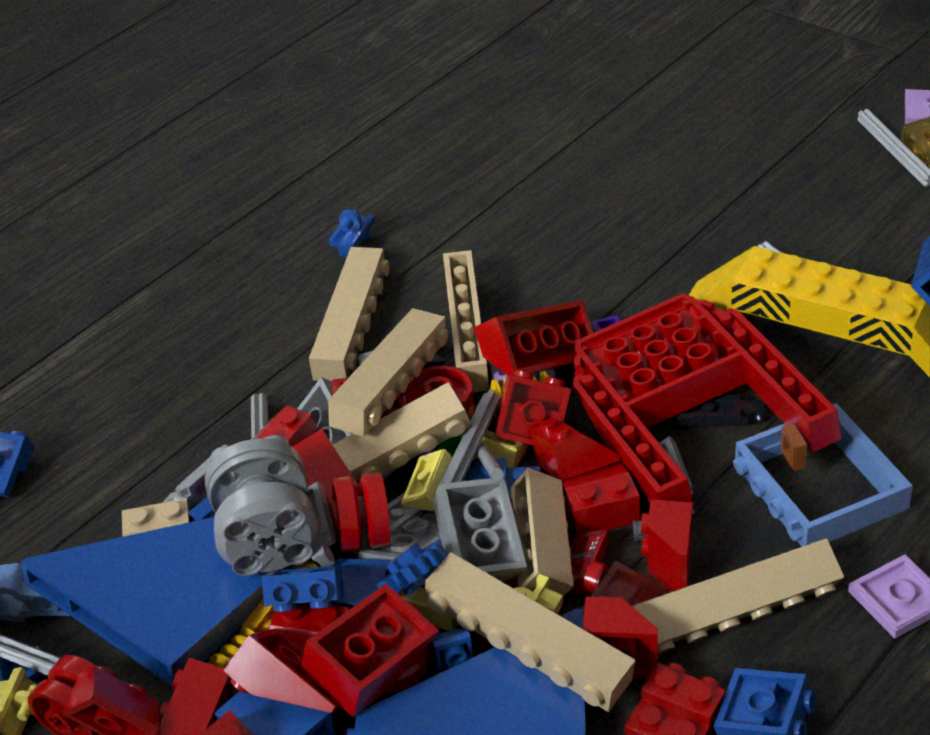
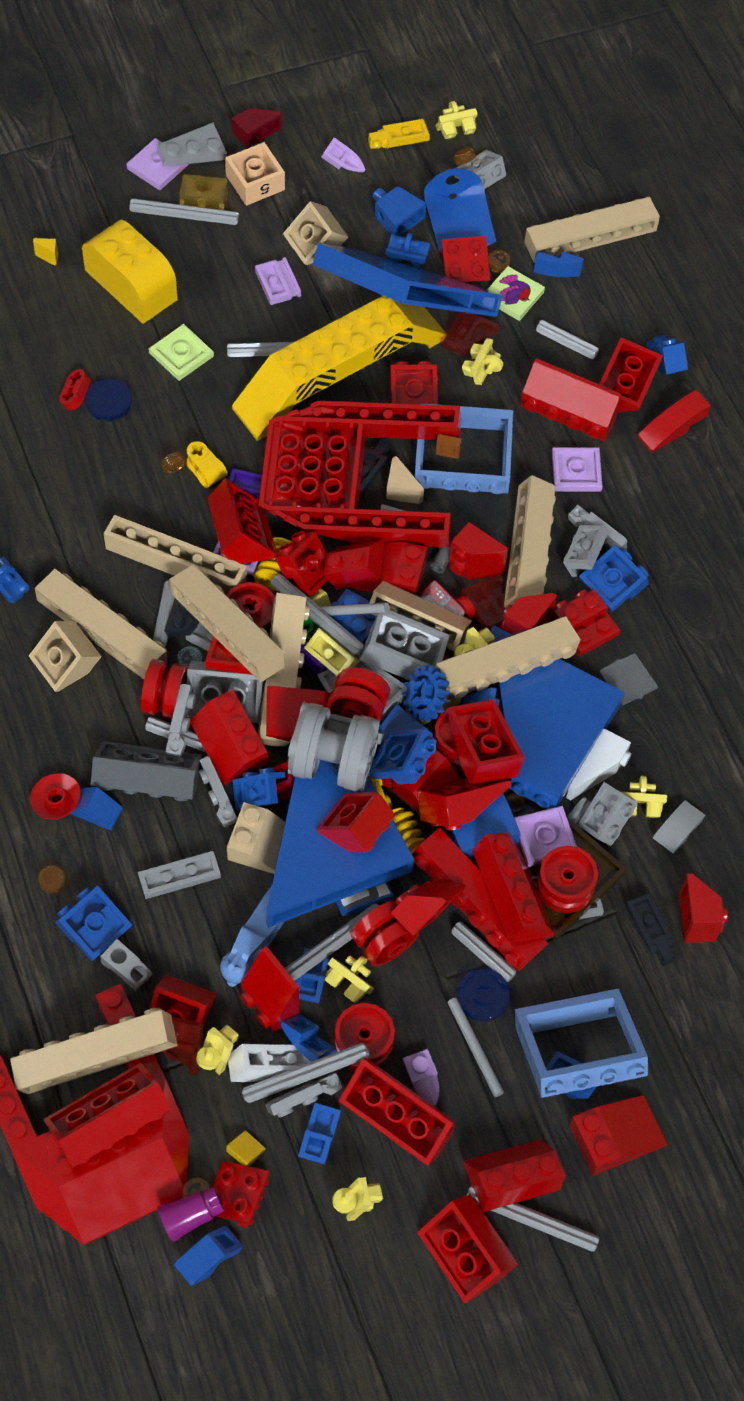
camera: 70 degrees left, 20 degrees up
(36, 417) = (51, 879): none -> clear orange tile
(84, 502) = (179, 874): none -> light grey plate
(127, 371) = (49, 790): none -> red dish
(131, 671) = (360, 901): none -> slope
(133, 408) = (97, 808): none -> blue slope
(183, 583) = (357, 821): none -> red slope
(194, 414) = (145, 771): none -> dark grey slope
(262, 405) = (180, 722): none -> light grey hinge
(289, 374) = (162, 687): none -> red wheel
(299, 305) = (64, 654): none -> tan slope
(584, 271) = (173, 462): none -> clear orange tile
(601, 290) = (204, 464): none -> yellow piece
(608, 177) = (75, 389): none -> red beam
(621, 203) = (108, 399): none -> clear blue tile
(718, 444) = (403, 485): none -> tan slope
(727, 221) = (181, 352): none -> yellowish green tile
(749, 92) = (46, 249): none -> yellow slope
(773, 138) = (131, 270): none -> yellow brick
(778, 650) = (585, 548): none -> light grey bracket
(826, 658) = (580, 517): none -> light grey hinge
(863, 392) = (413, 383): none -> red plate
(885, 239) = (277, 281): none -> lavender plate

